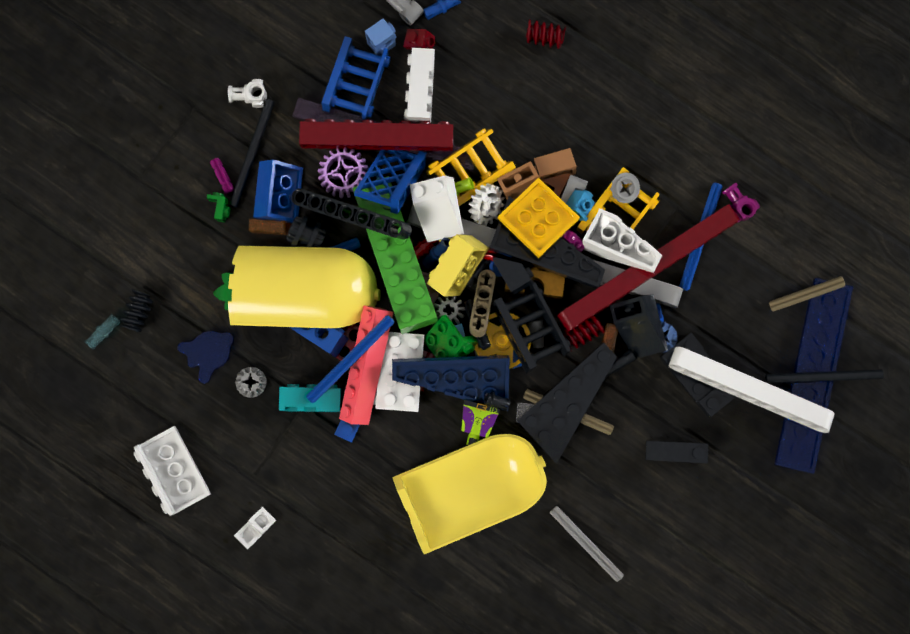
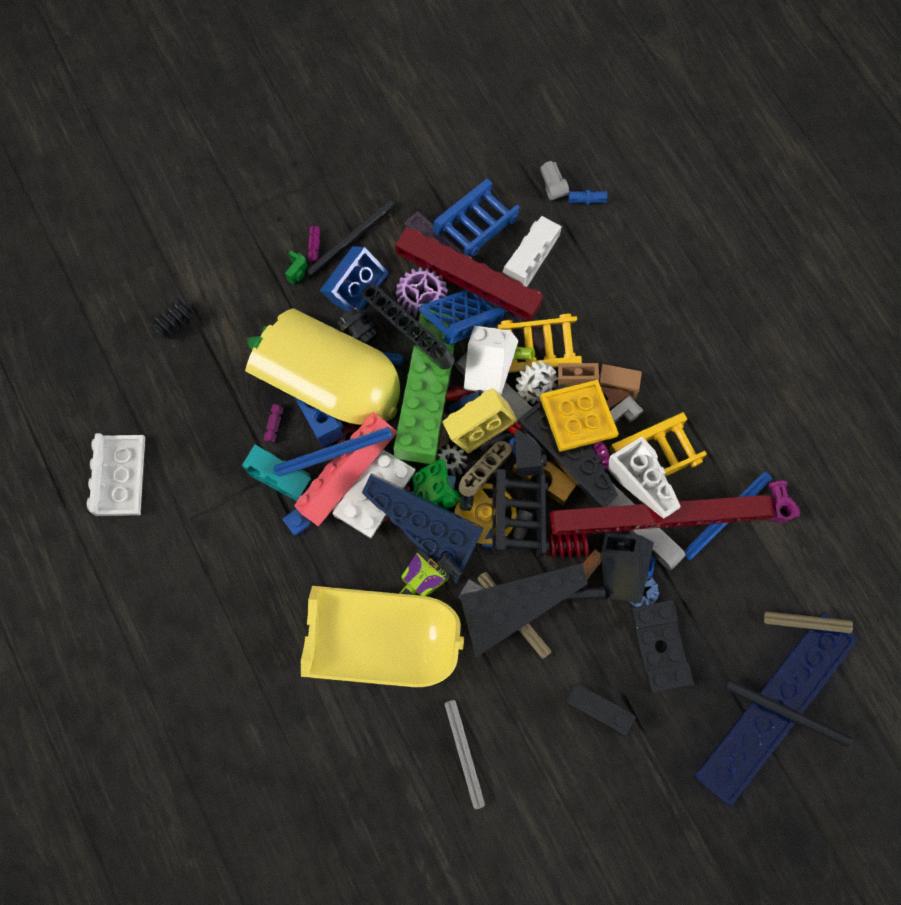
camera: 30 degrees right, 10 degrees down
(102, 331) = (131, 322): clear light blue pin -> none
(208, 352) = (212, 388): clear blue tile -> none
(246, 93) = (375, 187): white connector -> none
(254, 528) = (160, 567): white slope -> none
(257, 388) = (236, 441): light grey gear -> none
(267, 226) = (327, 305): clear orange piece -> none
(279, 356) = (273, 423): none -> magenta axle
(381, 36) = (519, 192): medium blue brick -> none
(419, 39) = (553, 213): dark red bracket -> none
(545, 34) = (669, 263): dark red piece -> none
(581, 203) = (627, 425): dark azure brick -> none
(632, 189) = (681, 437): light grey gear -> none
(751, 389) = (708, 687): white beam -> none

